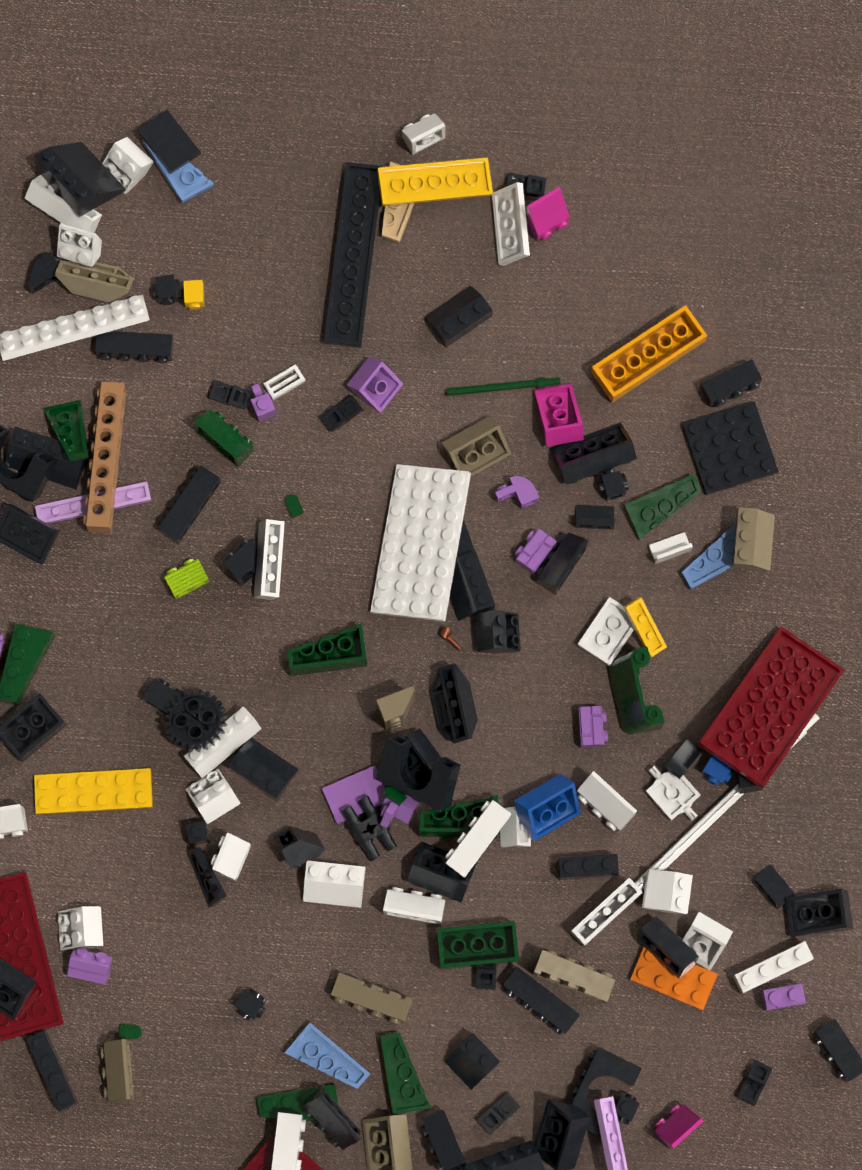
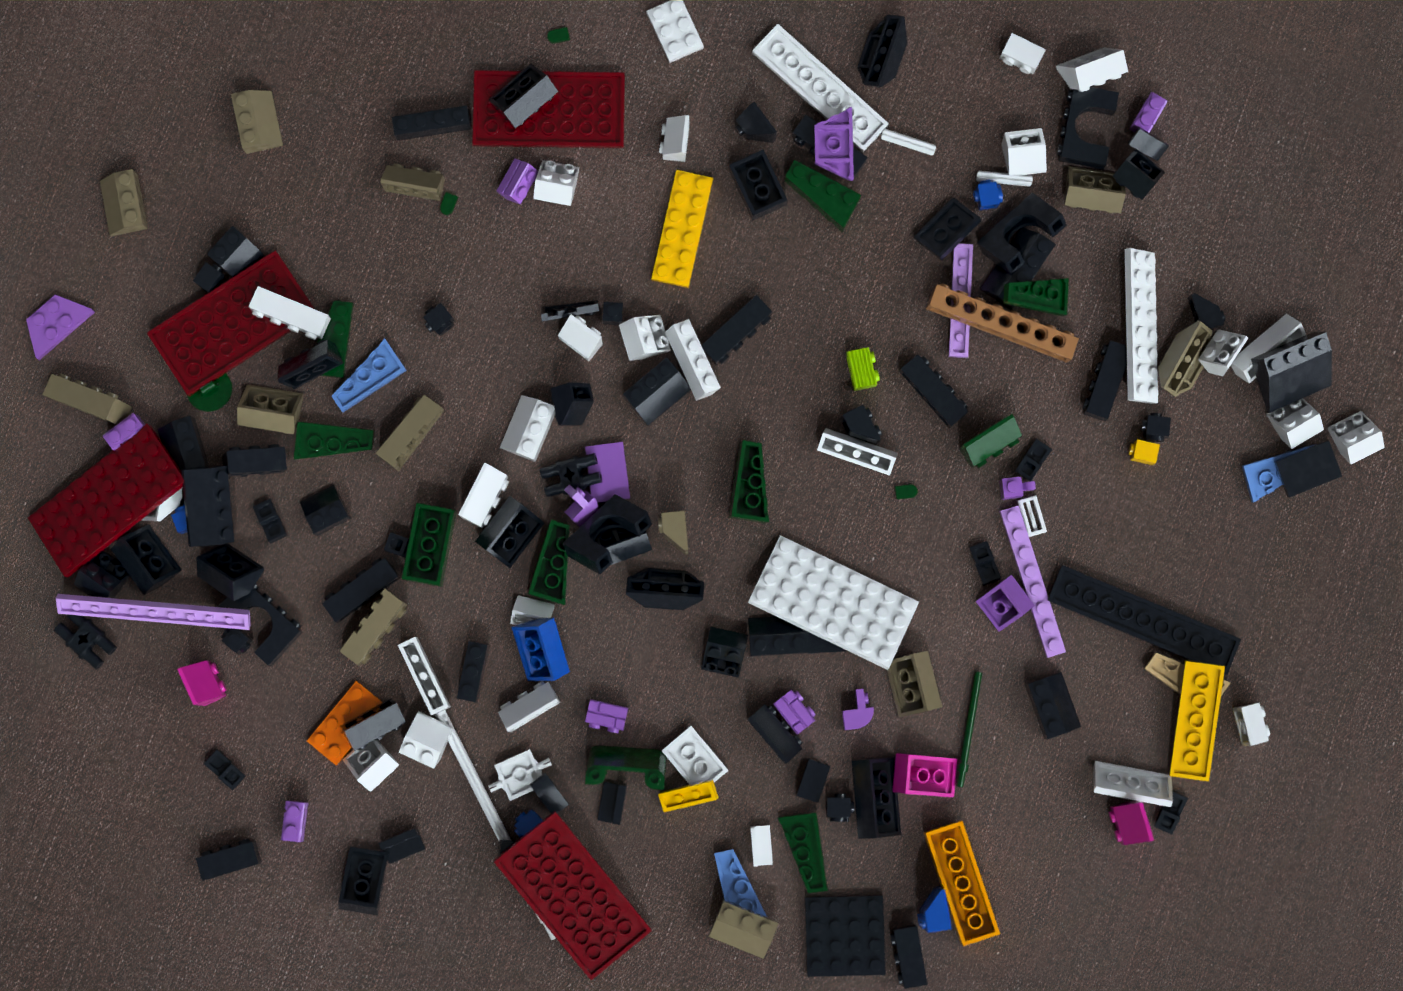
camera: 105 degrees right, 5 degrees up
(125, 106) = (1356, 437): none -> white slope
(207, 707) = (707, 324): black gear -> none
(346, 365) = (1032, 581): none -> lavender plate
(394, 795) = (592, 506): dark green piece -> none
(445, 634) = (738, 602): copper hand -> none
(478, 838) = (526, 572): white brick -> none
(673, 697) = (612, 803): none -> black panel
(683, 368) = (934, 912): none -> blue slope
(773, 967) = (325, 820): white brick -> none

